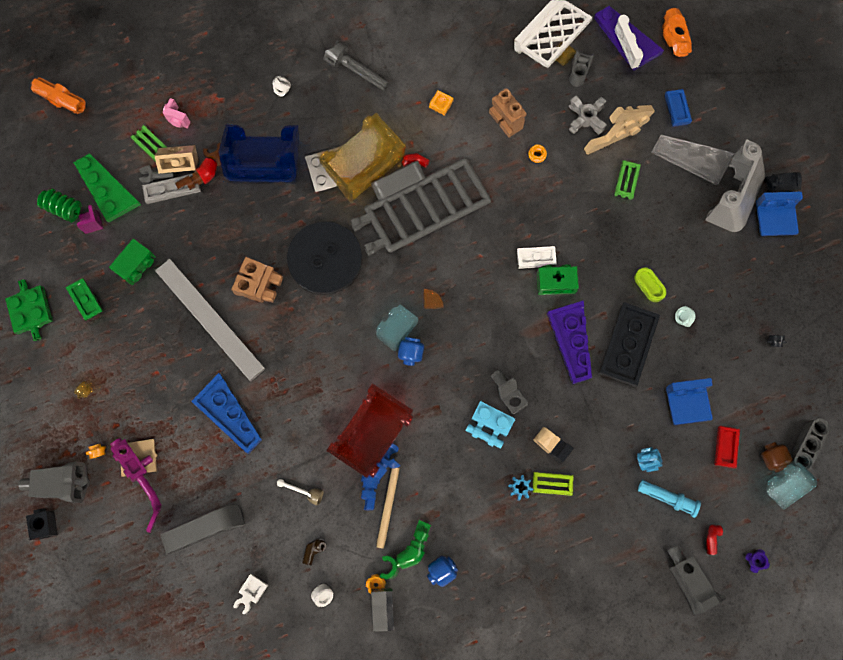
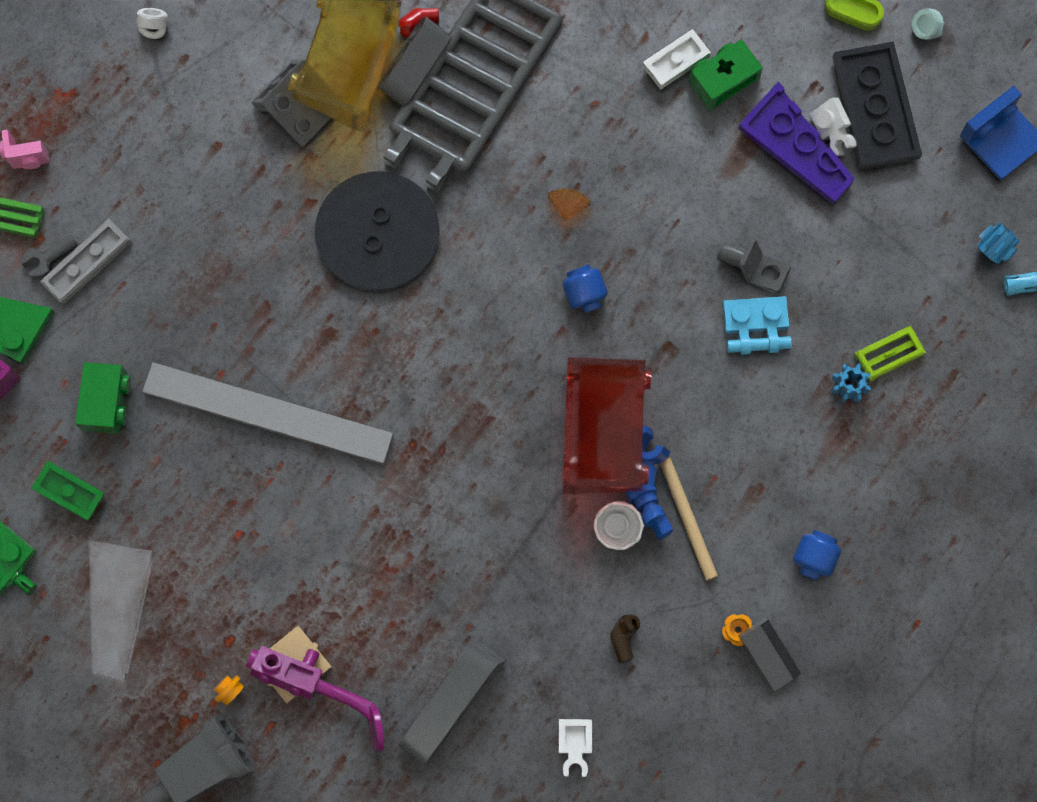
camera: 30 degrees left, 0 degrees up
(76, 366) = (116, 601): none -> clear wing
(83, 390) = (151, 618): clear yellow plate -> none
(176, 159) = (70, 213): tan brick -> none
(205, 172) = (125, 205): piece -> none
(225, 411) = (371, 524): blue wing -> none
(256, 280) = (300, 321): medium nougat hips -> none
(259, 157) = (192, 140): clear blue windscreen -> none
(314, 495) = (576, 564): hinge -> none
(322, 595) = (675, 687): white tile -> none
(347, 488) = (618, 525): none -> white hair
(396, 327) = (544, 267): clear light blue piece -> none
(411, 555) = (761, 562): green piece -> none
(553, 445) = (859, 301): leg -> none
(598, 340) = (831, 123): none -> white plate

